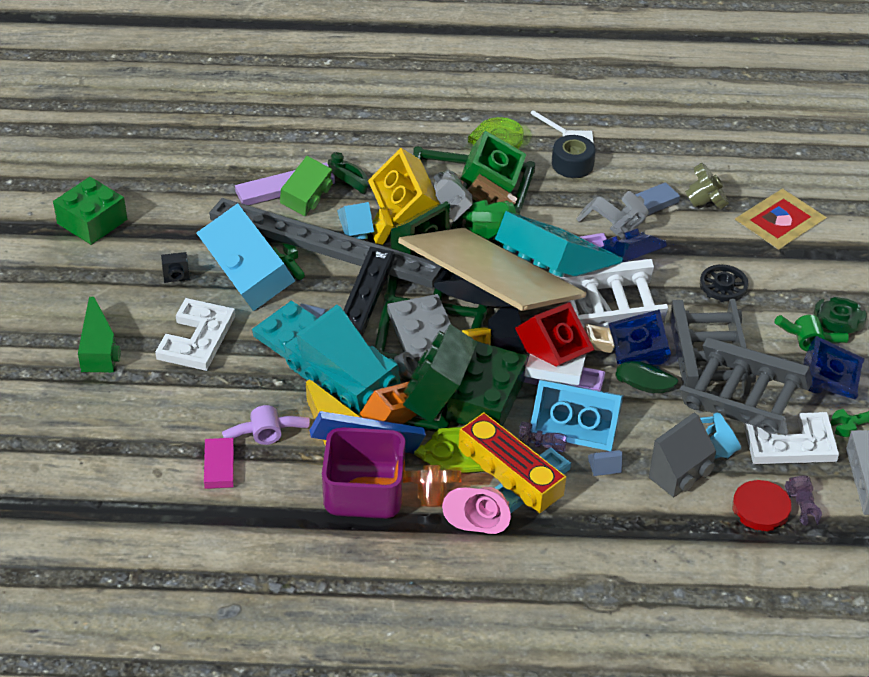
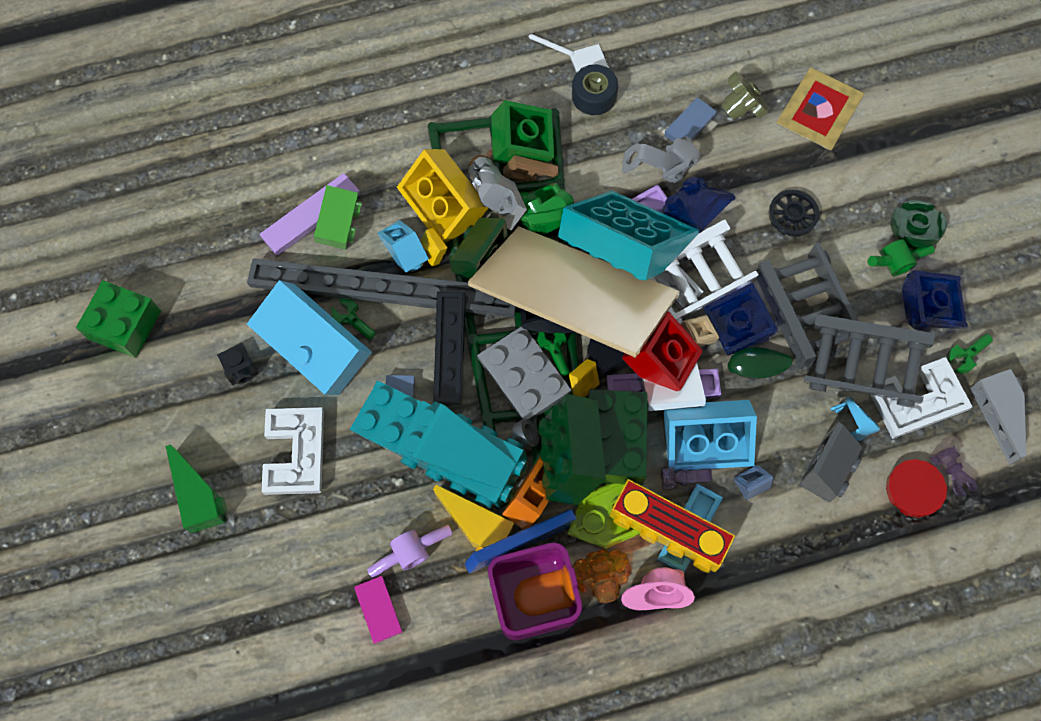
camera: 15 degrees left, 25 degrees up
(348, 172) = (371, 180): dark green arm -> none
(459, 318) = (555, 351): none -> green bar
(501, 127) = (507, 79): clear neon green tile -> none

